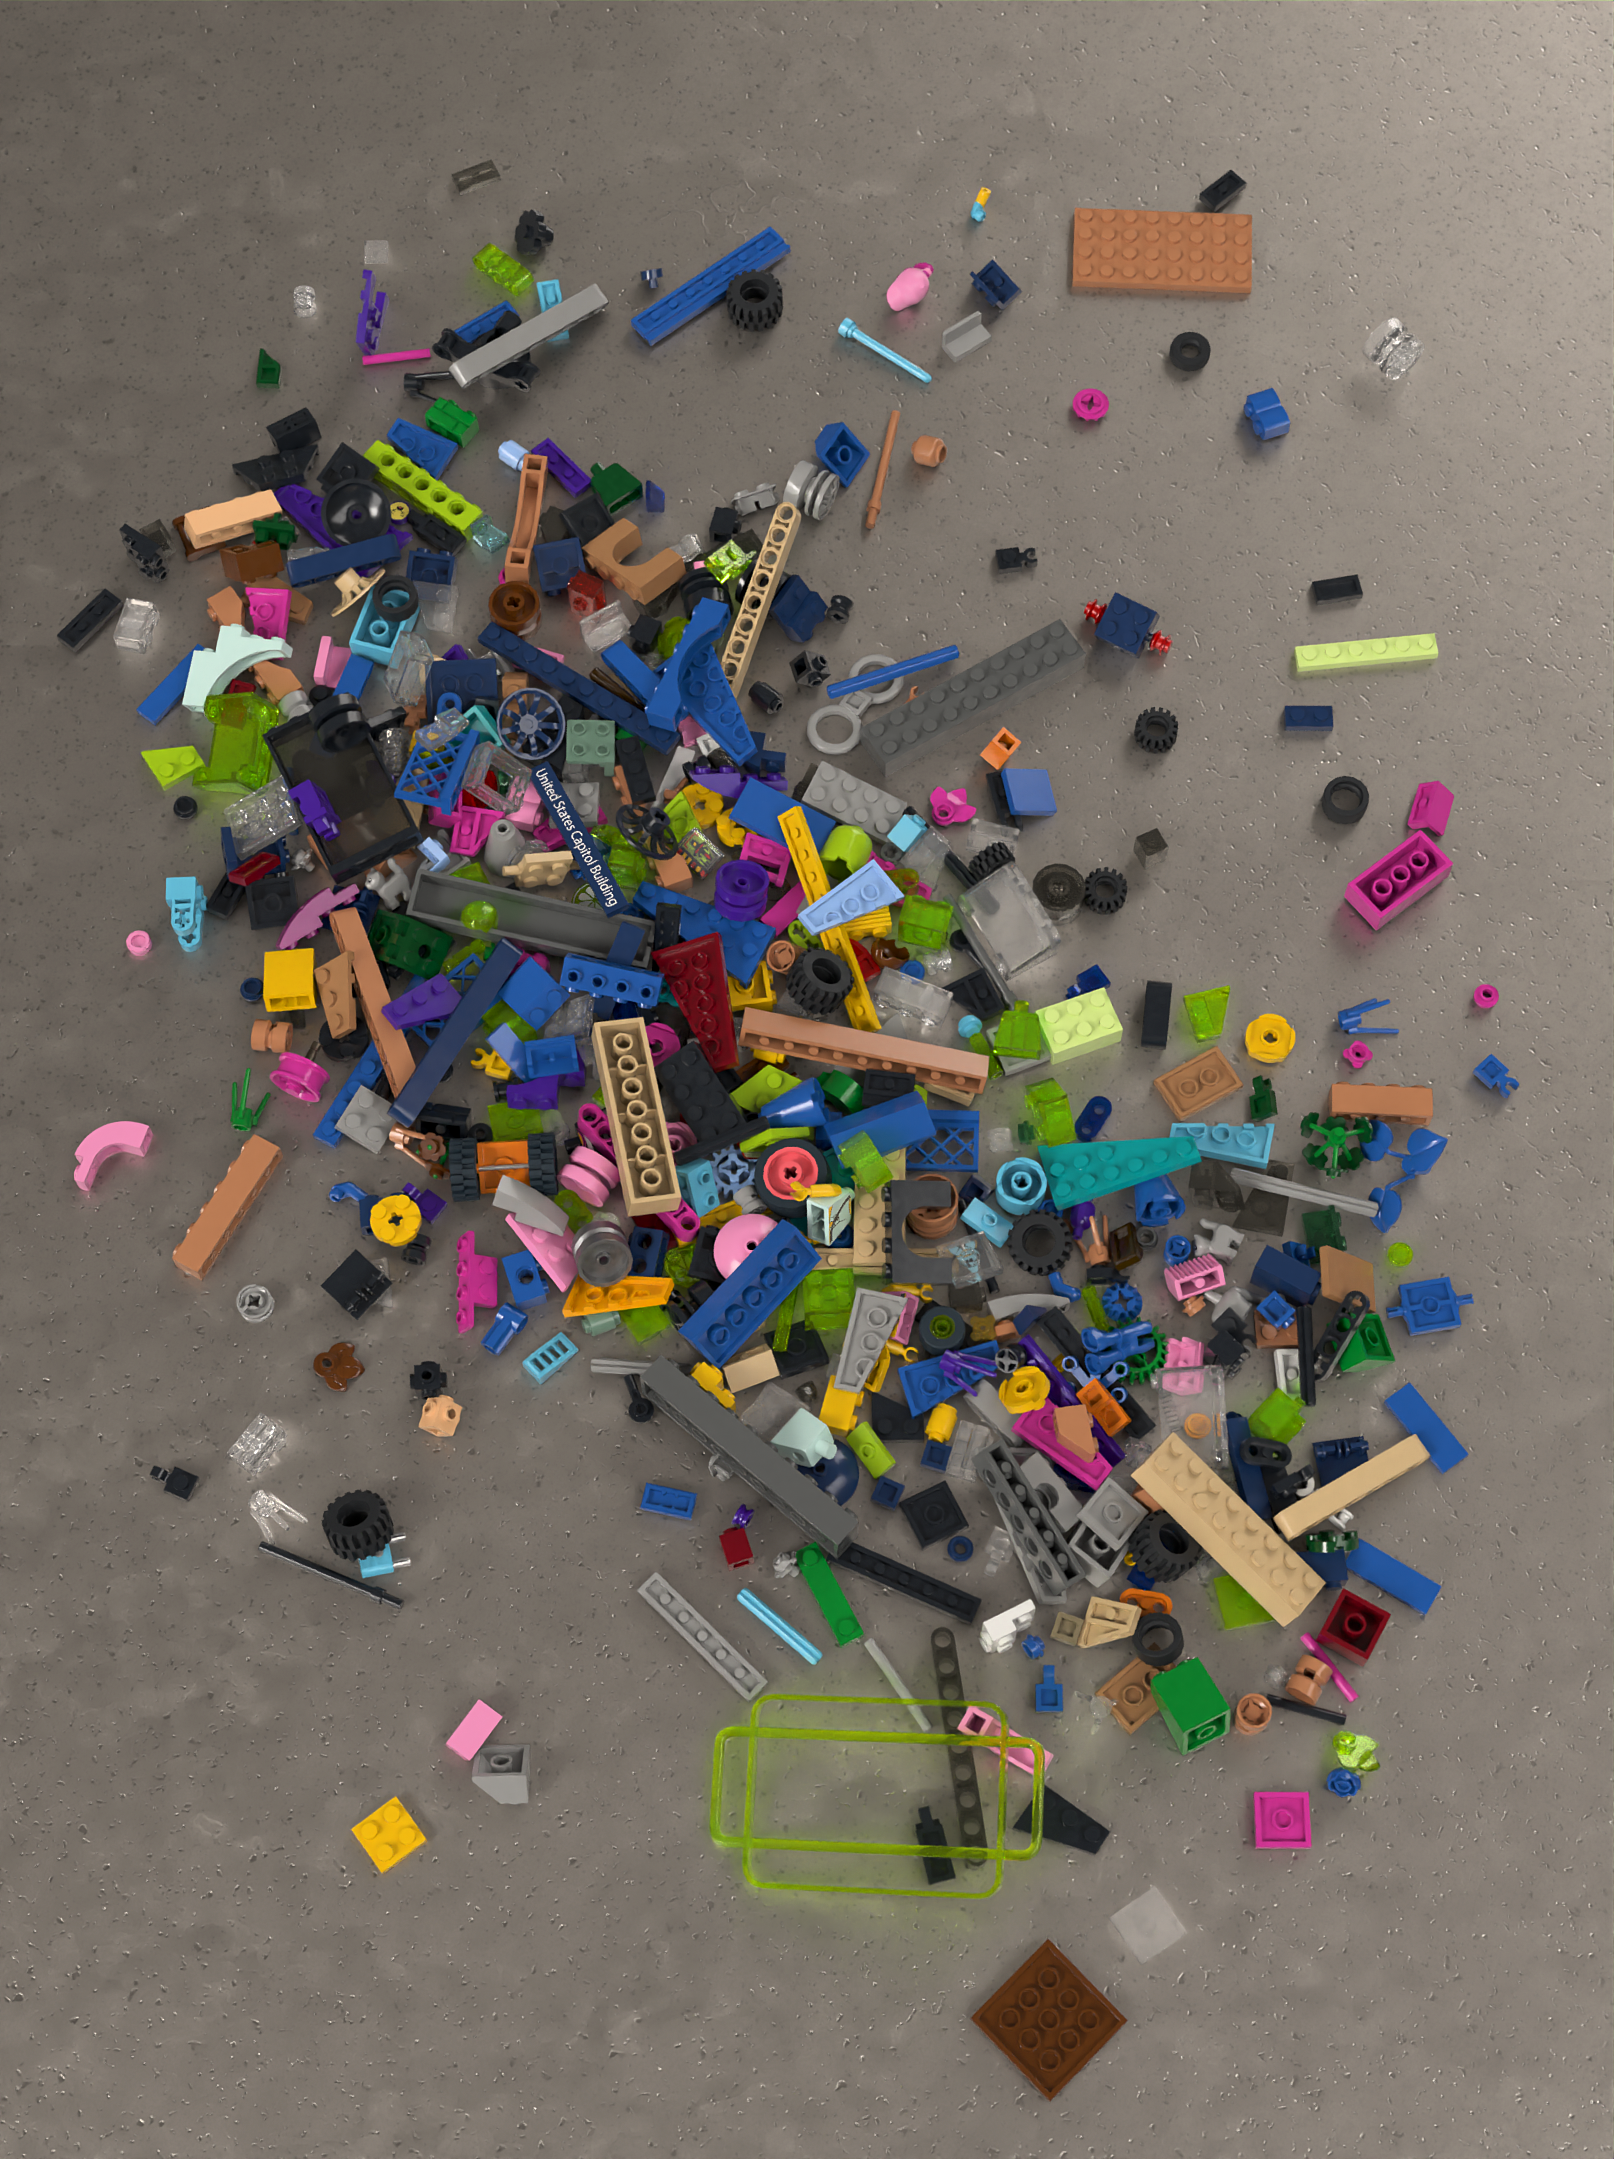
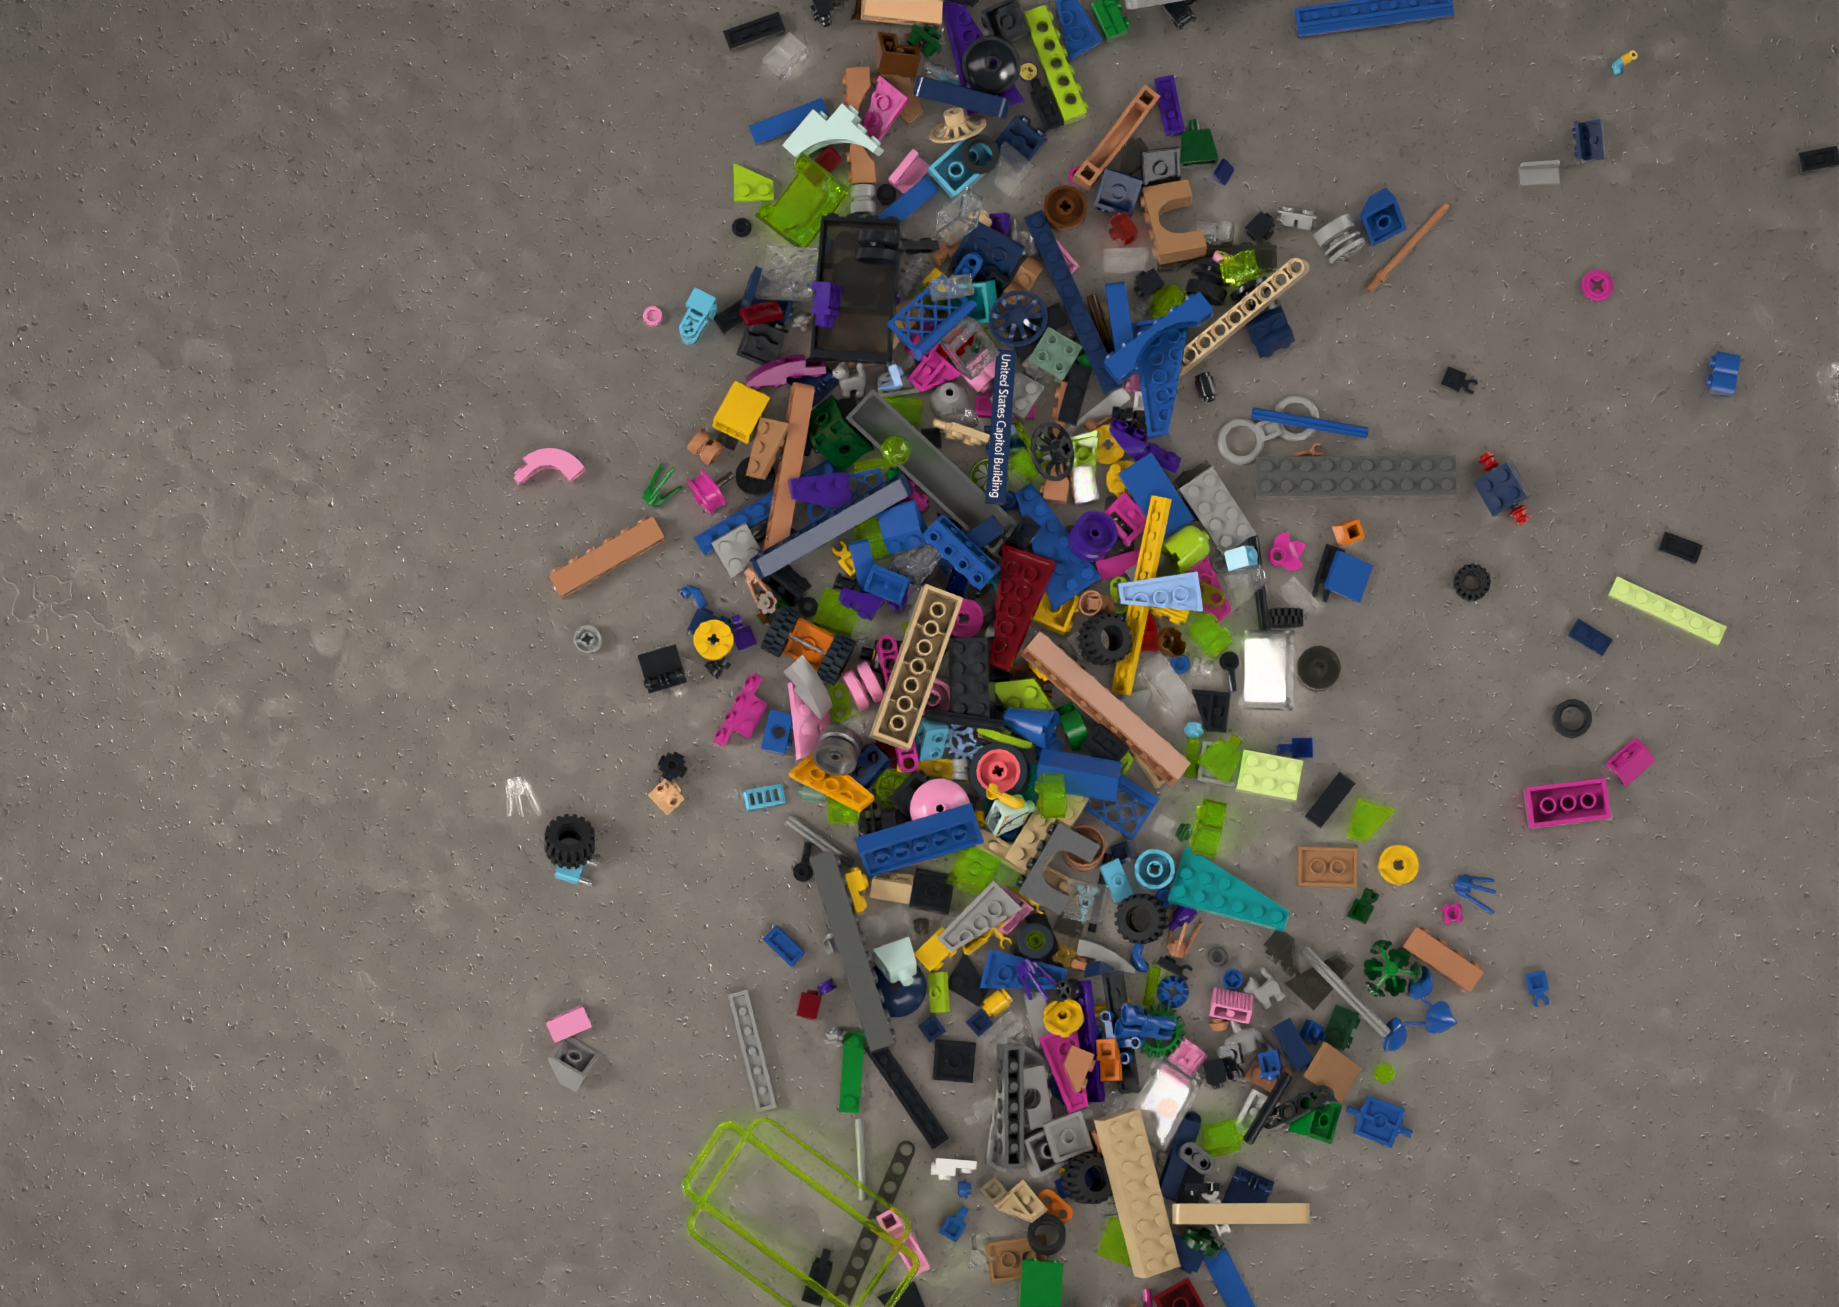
camera: 30 degrees right, 15 degrees up
(178, 1483) = (469, 736): black plate -> none
(252, 989) = (712, 400): dark blue plate -> none
(257, 1444) = (535, 742): clear brick -> none
(342, 1366) = (621, 720): reddish brown plate -> none
(377, 1594) = (557, 893): black bar -> none
(389, 1835) = (477, 1058): yellow plate -> none
(487, 535) = (1082, 133): clear light blue bracket -> none
(507, 1324) = (748, 757): blue piece -> none
(512, 454) = (1140, 74): light blue brick -> none
(754, 285) = (1403, 32): black tyre -> none
(764, 759) = (1177, 440): dark blue brick -> none
(779, 1626) = (807, 1074): medium azure axle -> none
(784, 1321) = (933, 870): clear neon green axle -> none
(810, 668) = (1250, 385): black brick -> none
(839, 609) = (1303, 347): black wheel -> none
(849, 329) = (1456, 114): medium azure piece -> none
(909, 286) = (1524, 104): bright pink hair -> none
(929, 451) = (1450, 254): nougat head -> none
(960, 1541) = (962, 1090): dark blue plate -> none
(1008, 997) = (1235, 724): dark grey bar -> none
(1092, 1120) = (1236, 849): clear blue plate -> none
(1108, 878) = (1359, 673): black tyre -> none
(1125, 1247) = (1198, 956): dark brown tile -> none
(1150, 848) = (1407, 672): clear smoke brick -> none
(1157, 1201) = (1240, 937): blue cone -> none
(1162, 250) = (1739, 183): nougat plate -> none
(1192, 339) = (1693, 293): black tyre -> none
(1234, 1144) = (1322, 926): medium azure wing -> none
(1421, 1420) = (1321, 1202): blue piece -> none
(1482, 1001) = (1565, 925): dark pink plate -> none

